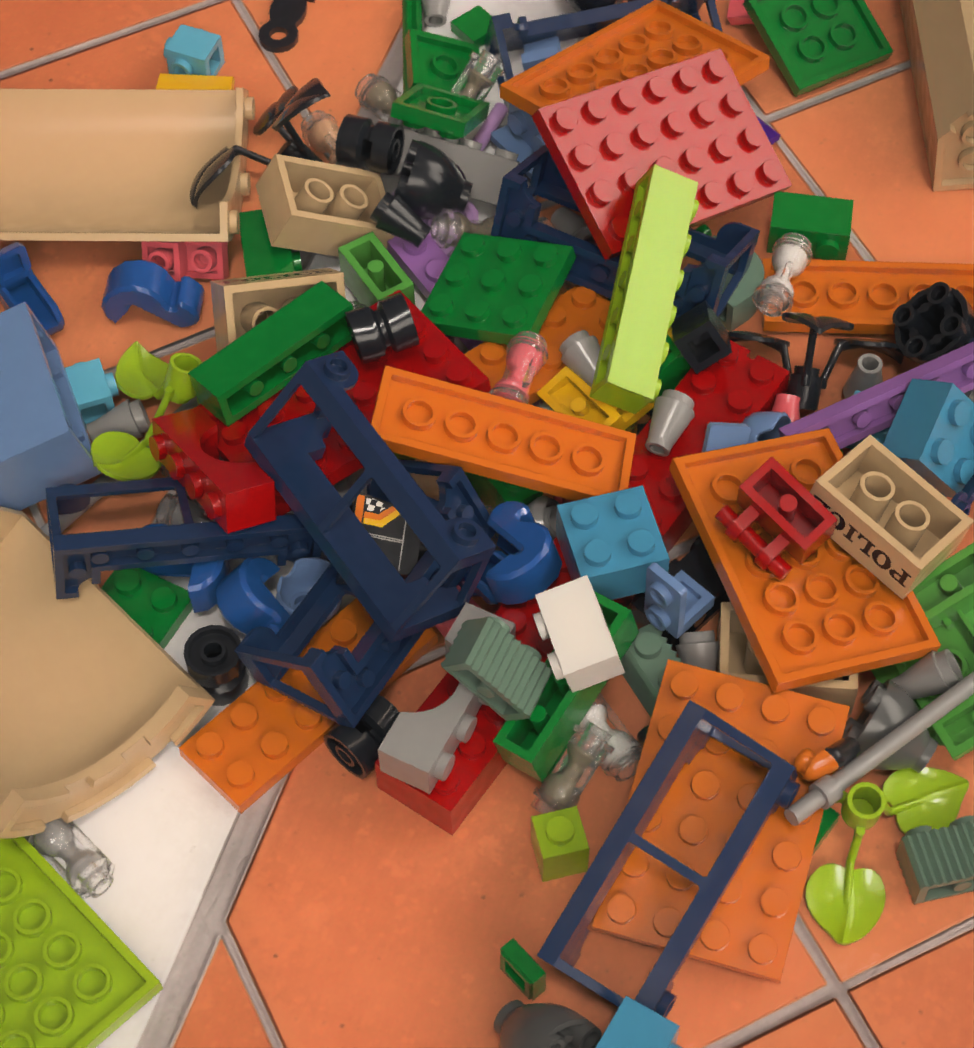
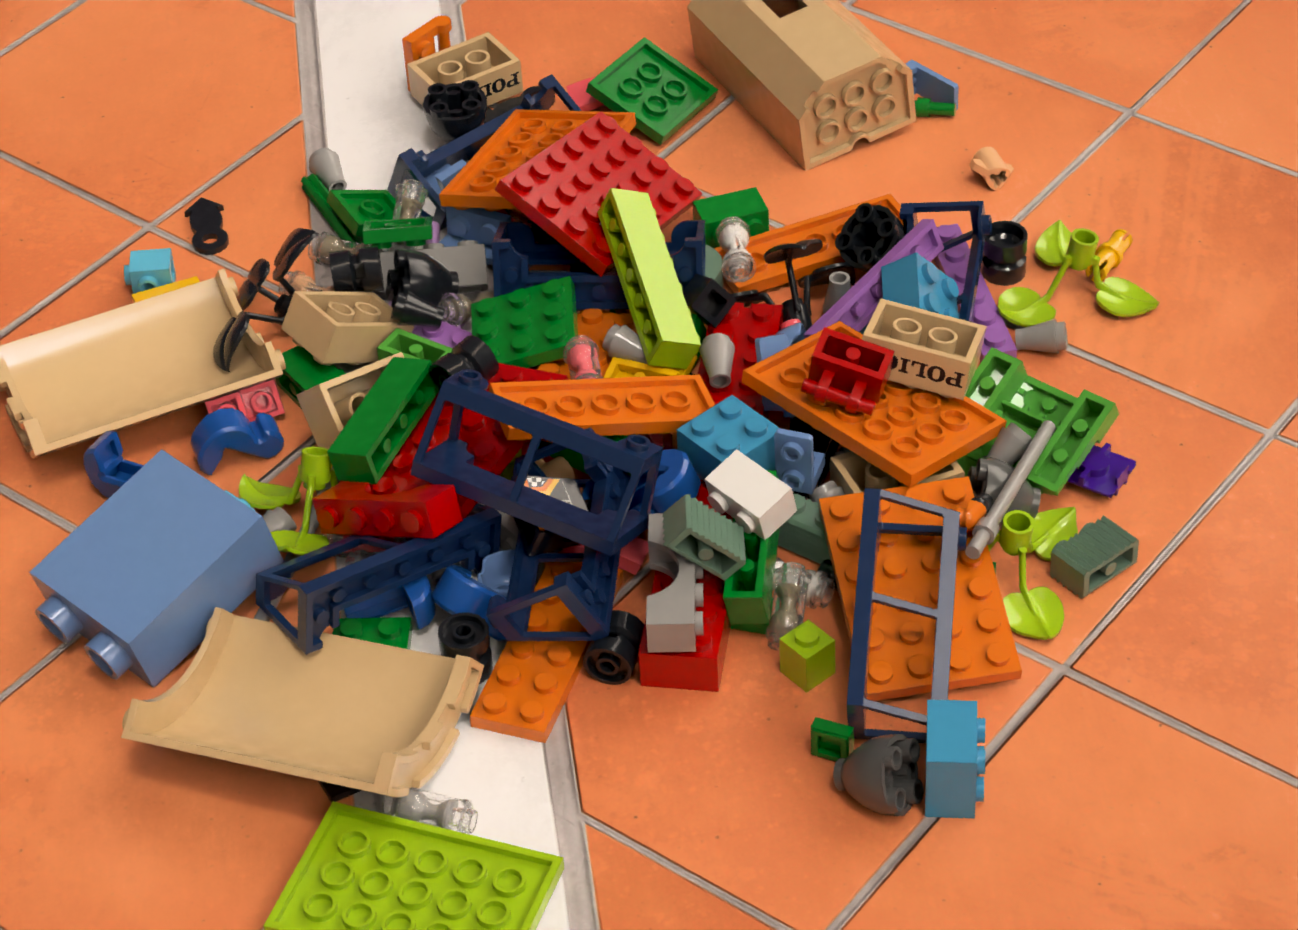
camera: 25 degrees left, 15 degrees down
(472, 25) = (372, 179): green tile -> none

